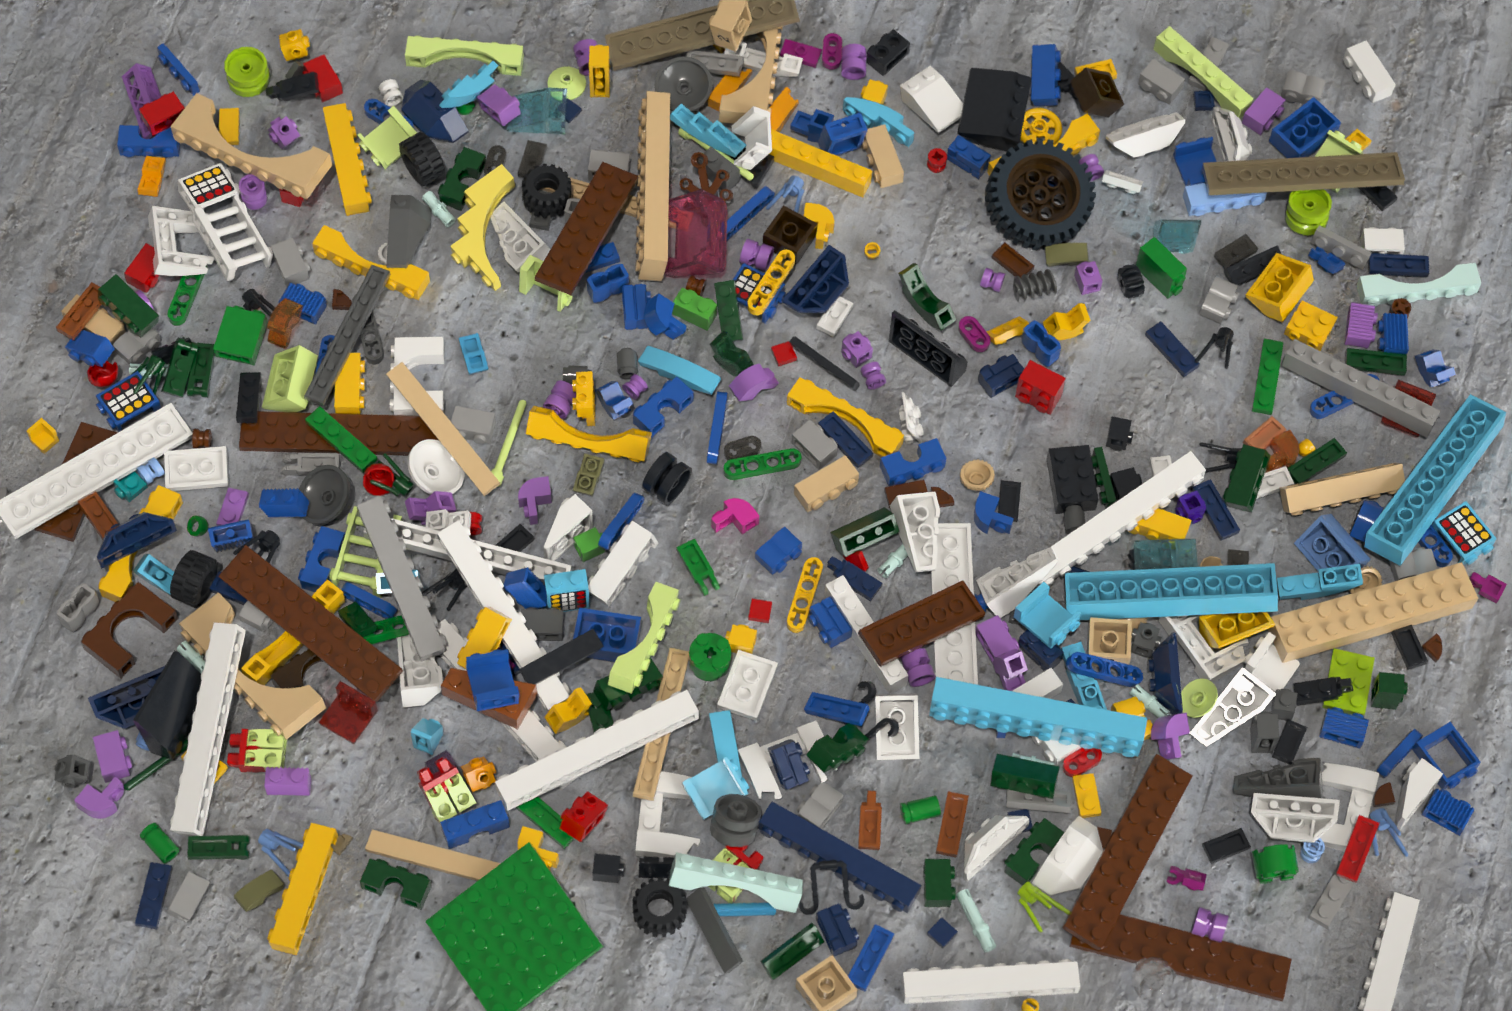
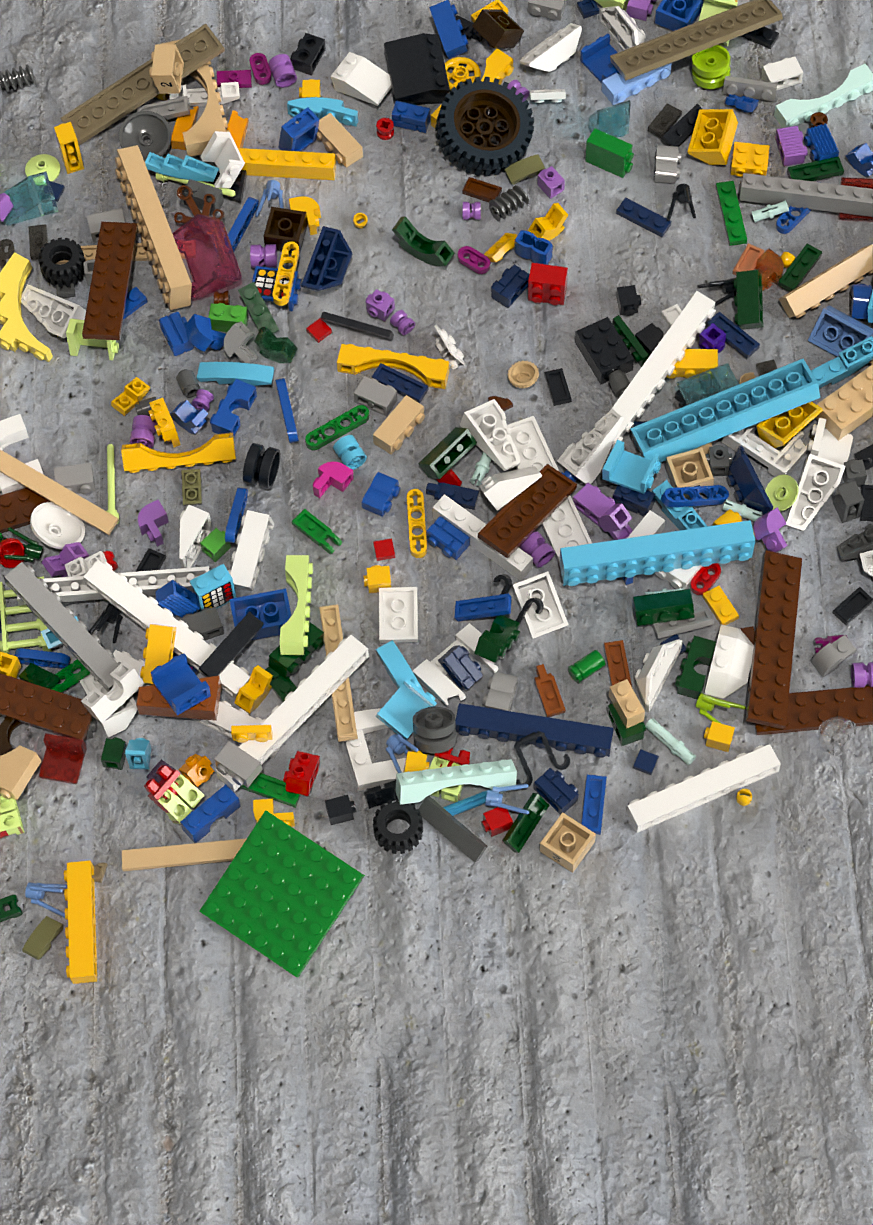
camera: 15 degrees left, 0 degrees up
(287, 781) = (31, 835): medium lavender brick -> none
(380, 874) = (144, 885): dark green arch -> none
(401, 726) = (114, 753): none -> dark green brick
(409, 673) = (125, 685): none -> white arch
(473, 353) = (51, 420): dark azure slope -> none
(518, 785) = (238, 764): none -> light grey brick
(553, 760) = (251, 732): none -> yellow plate
(566, 355) = (132, 394): none -> yellow slope
(581, 52) = (48, 139): medium lavender wheel -> none
(603, 284) = (145, 321): blue brick -> none
(691, 339) = (236, 341): none -> light grey brick
(692, 822) = (396, 744): none -> medium blue plant
(703, 847) = (415, 761): none -> yellow brick
(710, 645) = (355, 592): green brick -> none
(742, 447) = (314, 420): clear smoke beam -> none
(752, 381) = (302, 361): medium lavender brick -> none
(763, 938) = (496, 821): none -> red brick
(764, 495) = (349, 451): none -> medium azure wheel
(770, 915) = (495, 799): none -> medium blue plant
(811, 125) = (268, 134): blue brick -> none
(835, 316) = (349, 288): white plate -> none
(898, 470) = (455, 393): blue arch -> none
(903, 489) = (458, 412): reddish brown tile -> none
(911, 588) = (507, 485): none -> white slope
(926, 349) = (439, 284): black slope -> none
(943, 865) = (626, 703): none -> tan brick
(986, 515) = (545, 406): blue brick -> none
(1029, 933) = (719, 736): none -> yellow brick
(1131, 281) = (588, 172): black gear -> none
(1179, 891) = (832, 654): none -> light grey brick
(1274, 480) = (772, 294): white plate -> none
(1309, 389) = (770, 211): none -> light aqua pin
(1399, 265) = (802, 87): dark blue plate -> none

